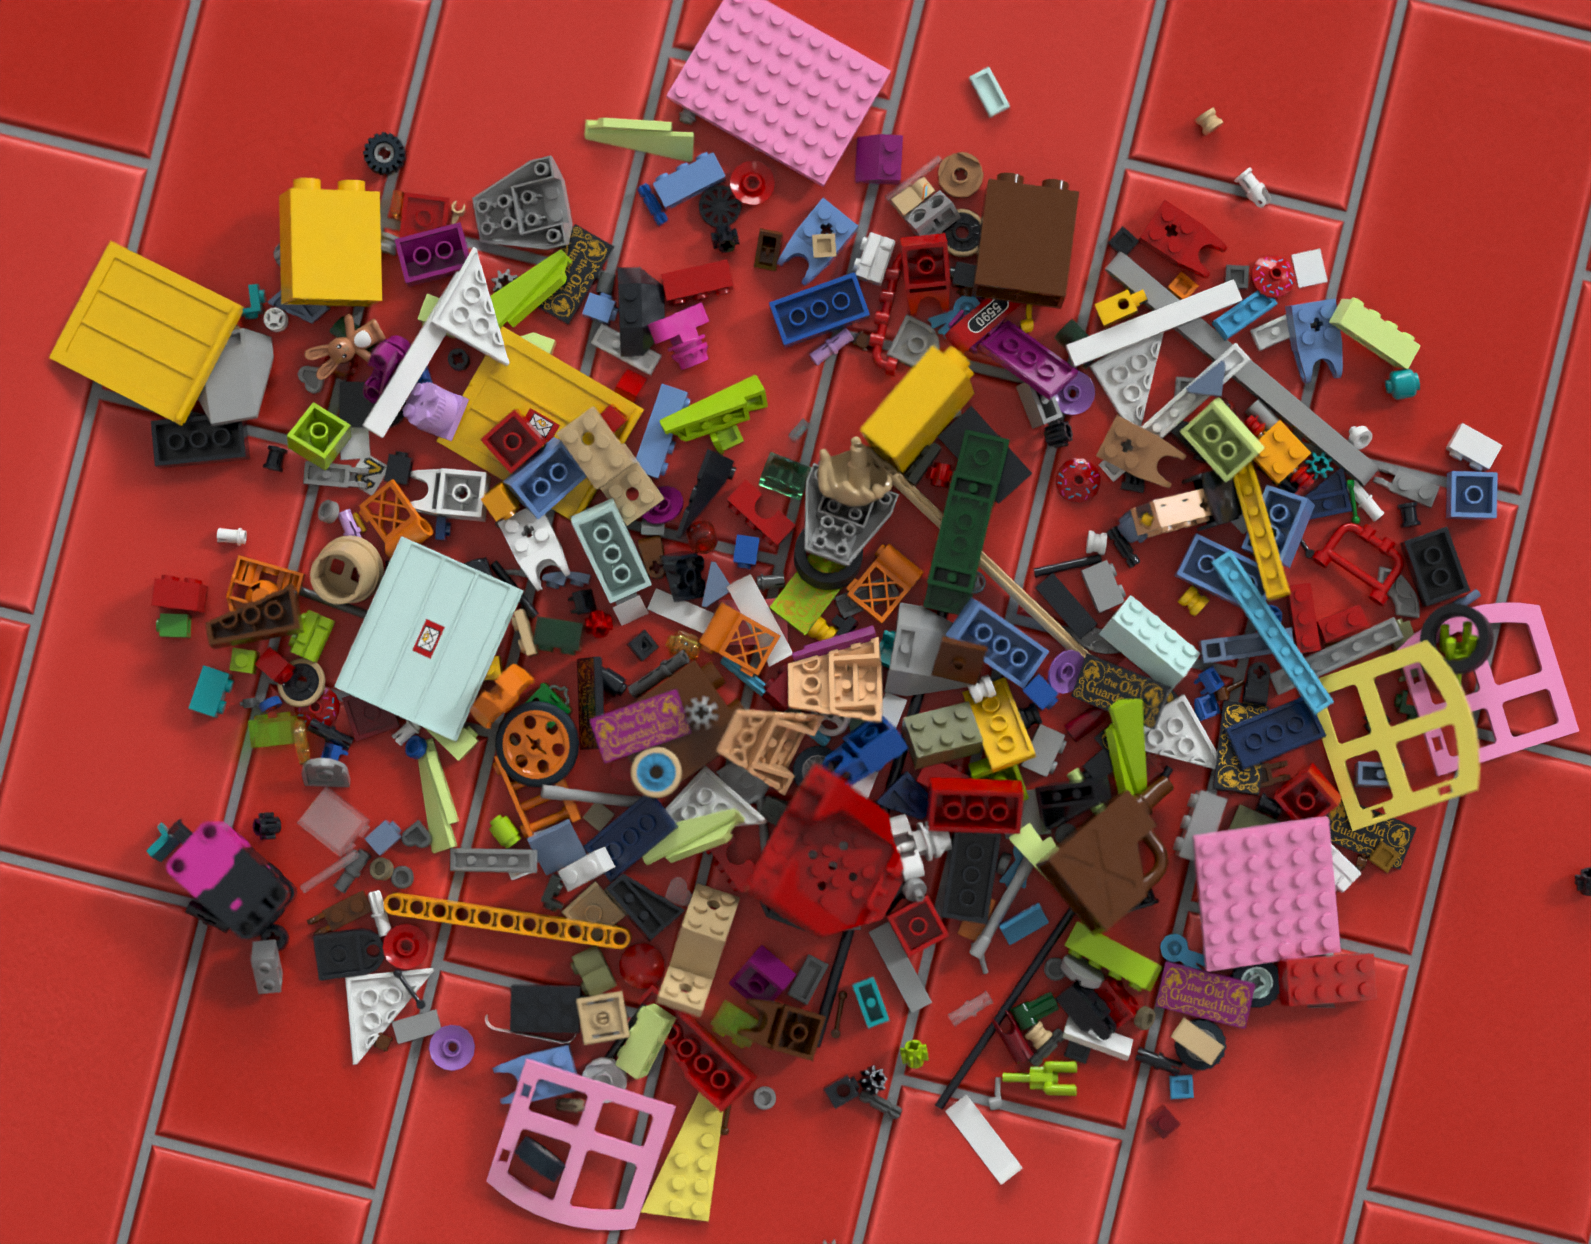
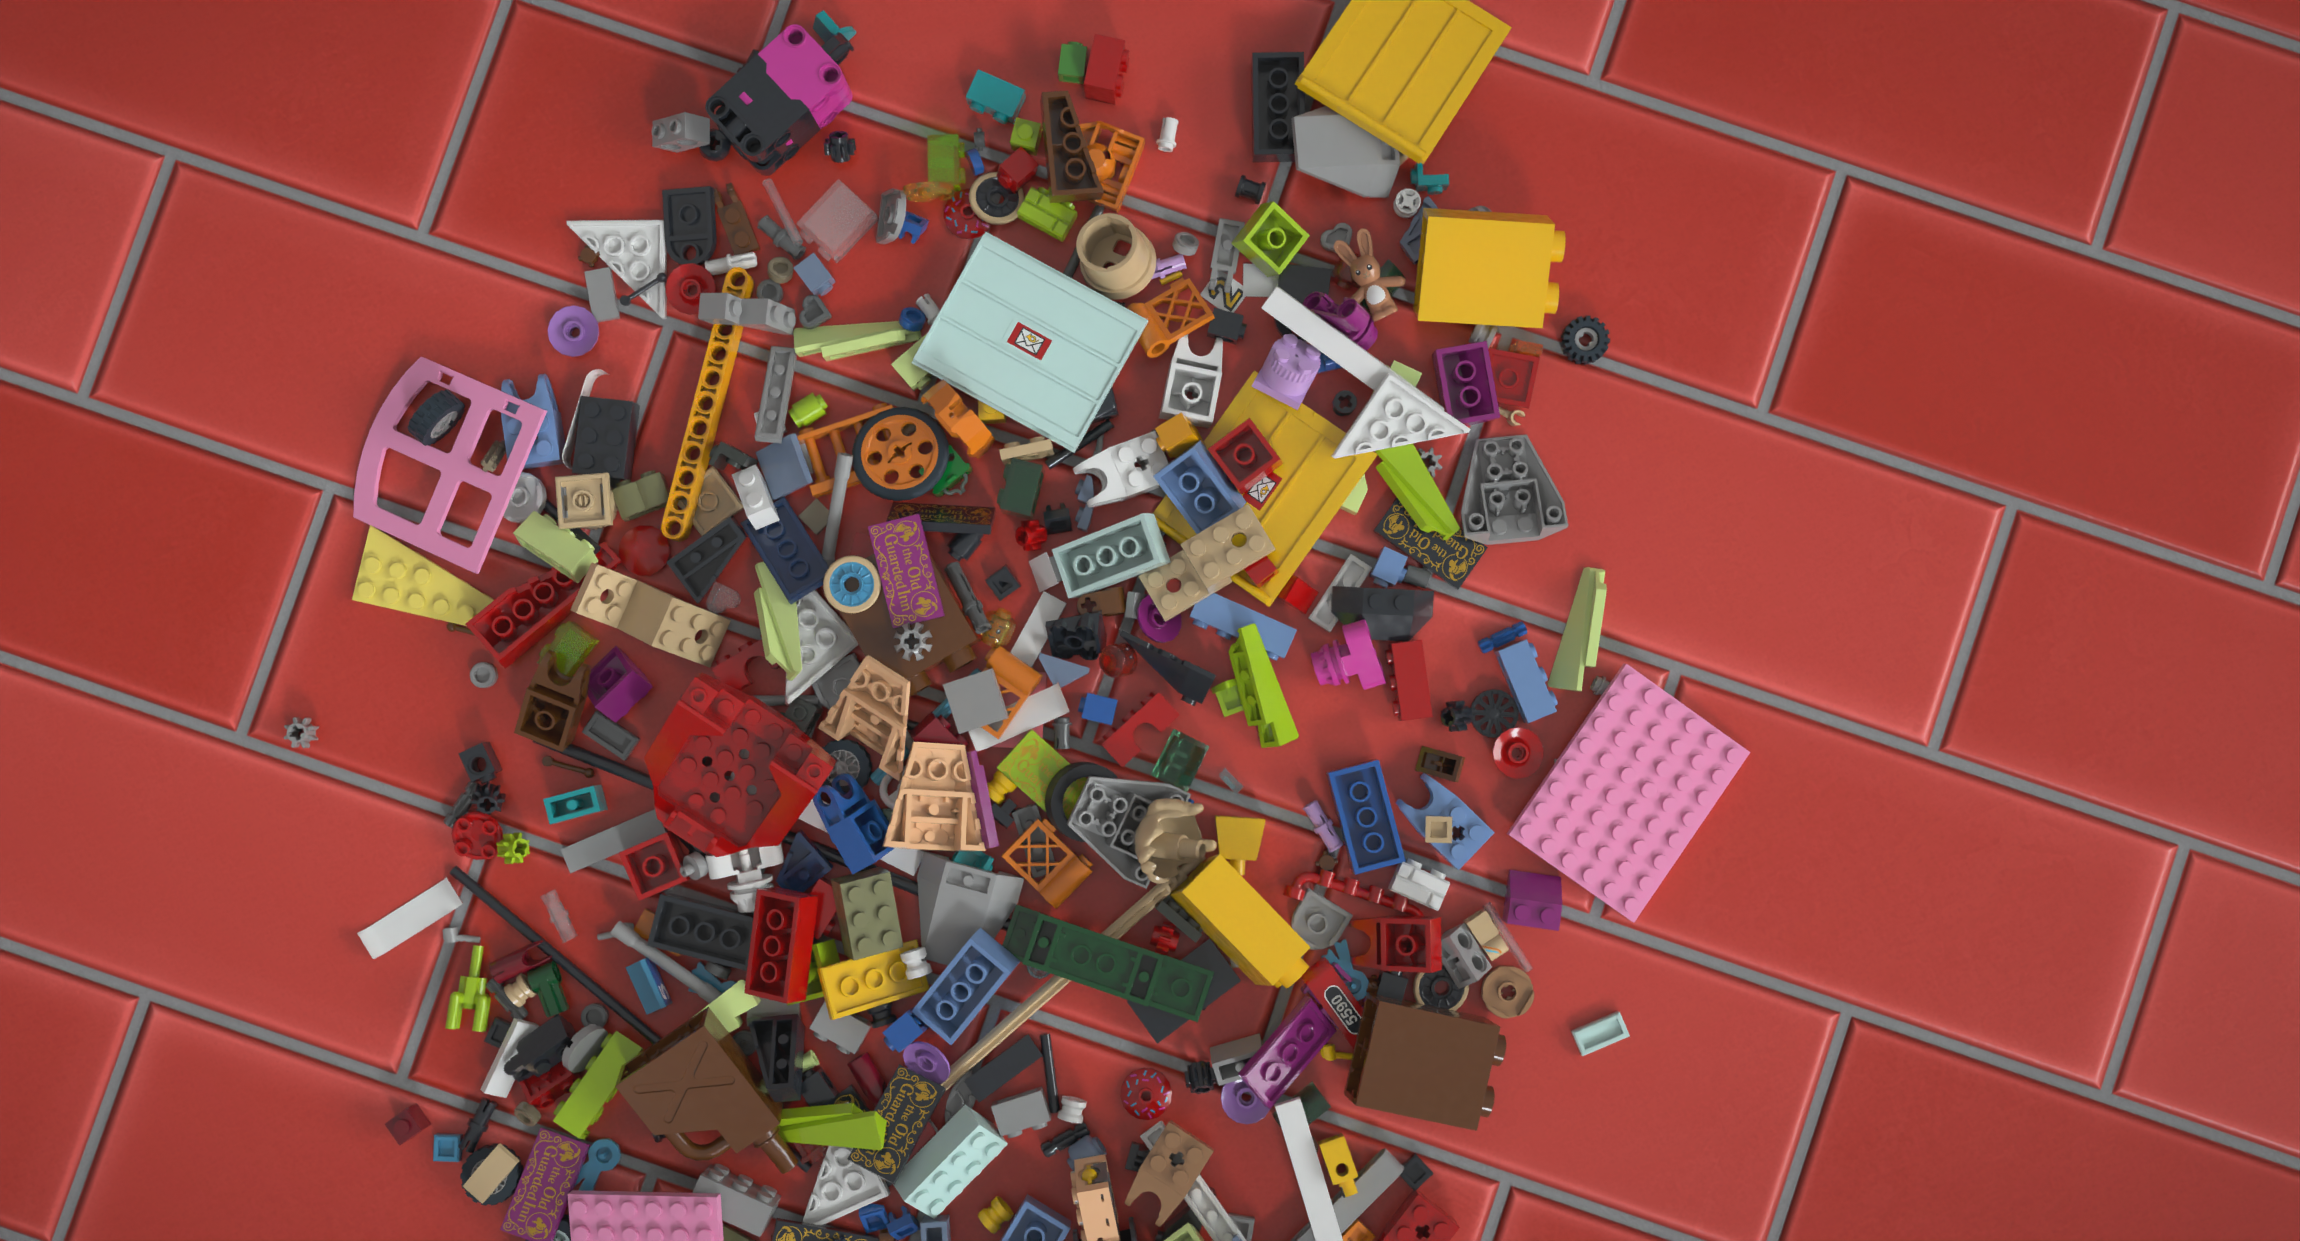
camera: 90 degrees right, 0 degrees up
(330, 734) = (936, 225): black pin -> none
(367, 718) = (946, 267): dark red plate -> none
(423, 888) = (751, 313): none -> light grey arch
(443, 528) = (1154, 370): dark blue plate -> none
(748, 657) = (975, 701): none -> light grey tile
(847, 418) = (1239, 839): none -> yellow torso
(906, 1088) = (476, 835): none -> red dish
(959, 660) = (947, 941): reddish brown plate -> none
(1128, 377) = (1257, 1163): white tile -> none

